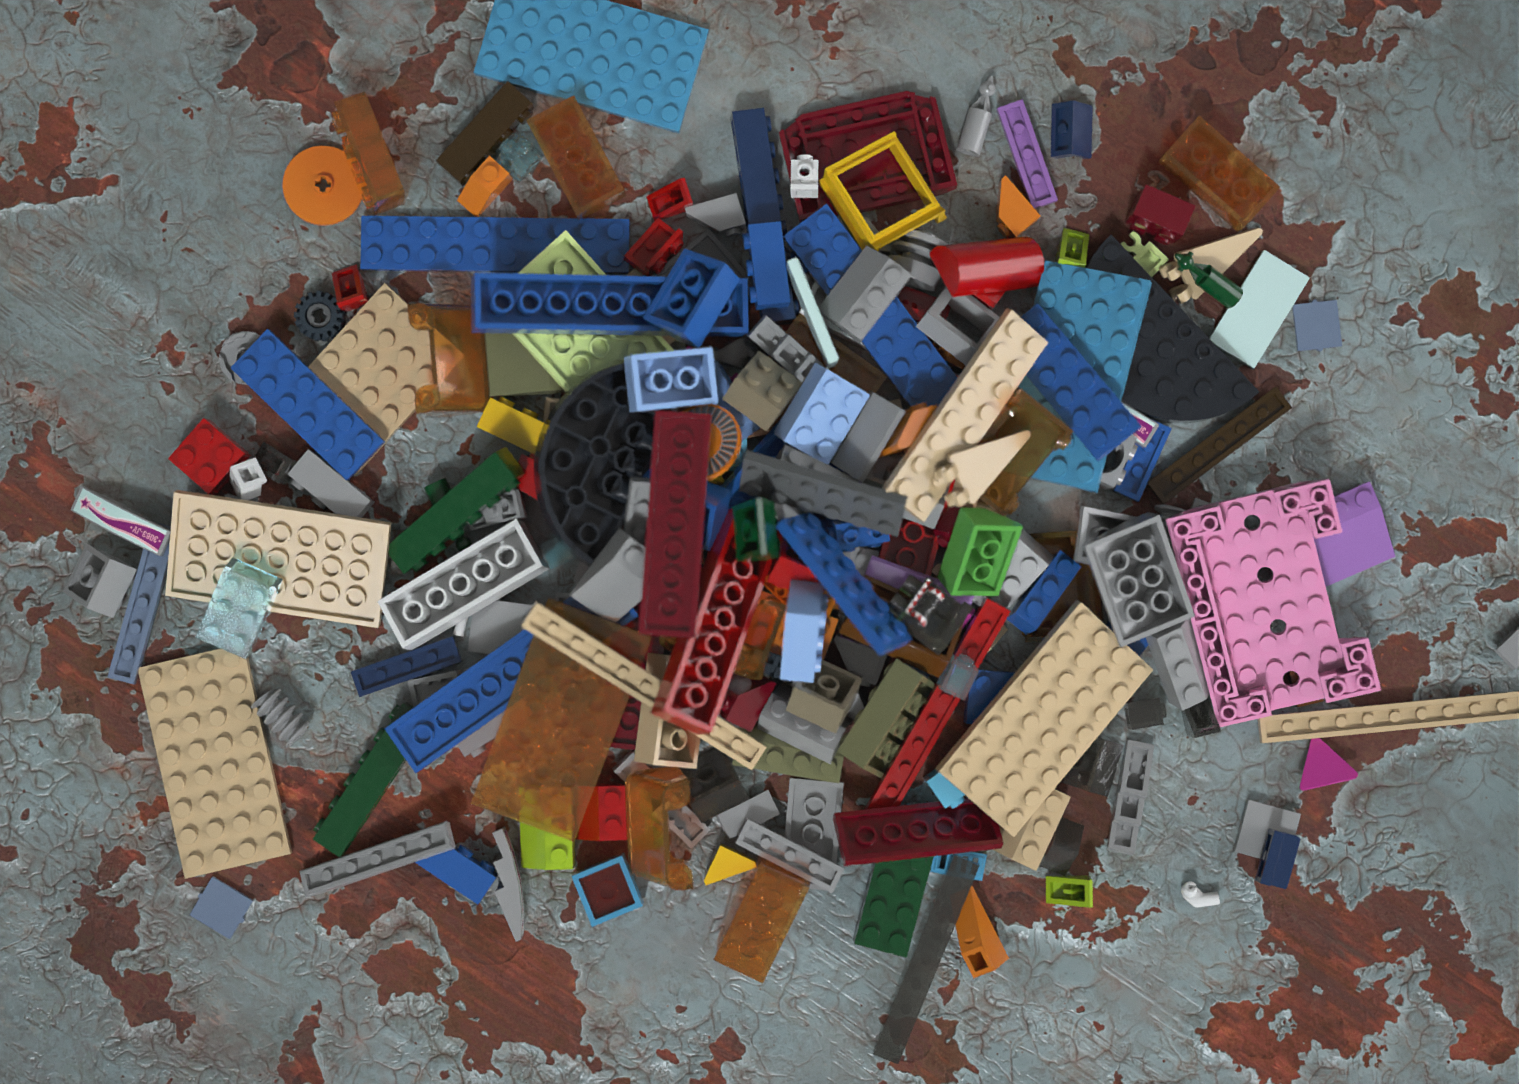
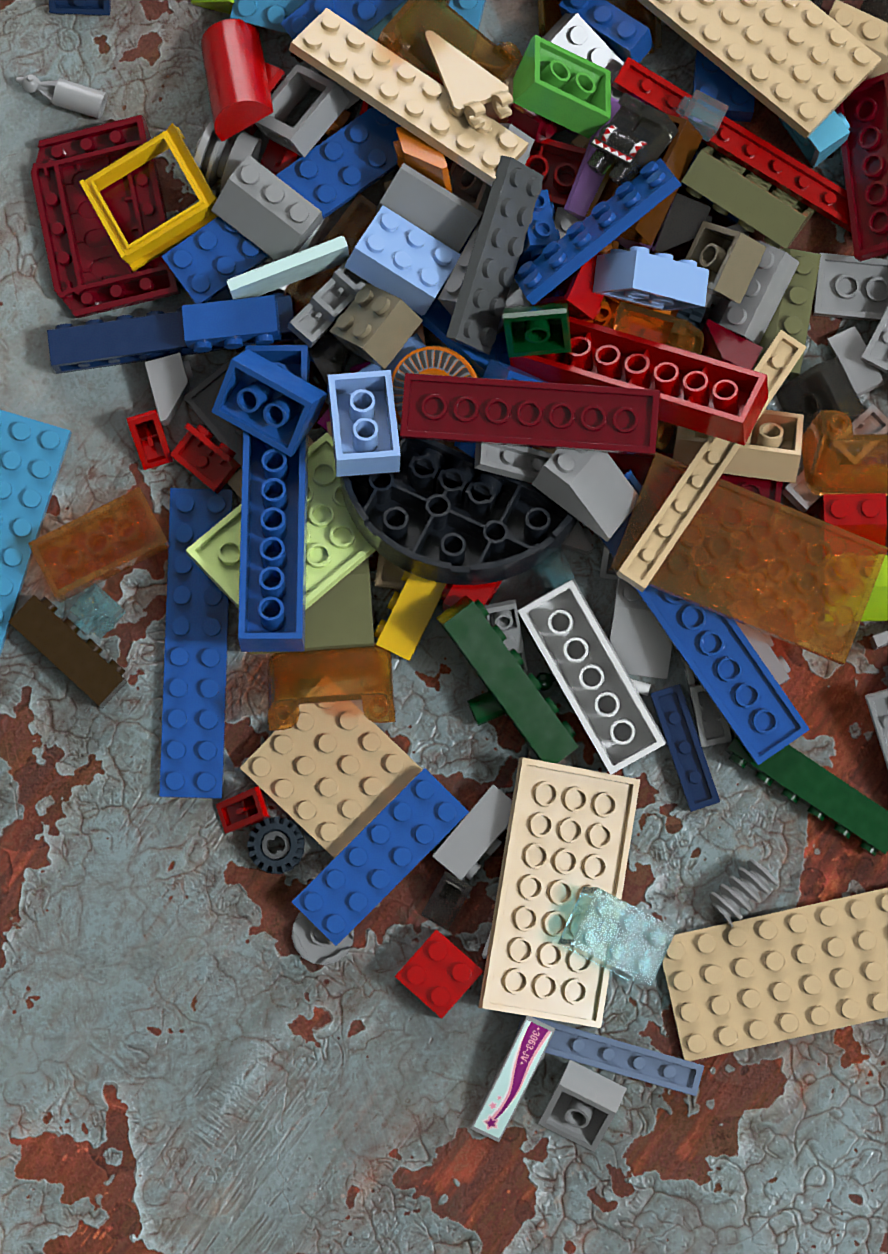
camera: 80 degrees left, 5 degrees down
(247, 479) = (466, 928): white brick -> none
(305, 197) = (105, 824): orange piece -> none
(369, 153) = (89, 782): clear orange brick -> none
(484, 186) = (129, 653): orange slope -> none
(804, 185) = (139, 285): white brick -> none
(1013, 210) = (170, 56): orange slope -> none
(1027, 154) = (107, 40): medium lavender plate -> none

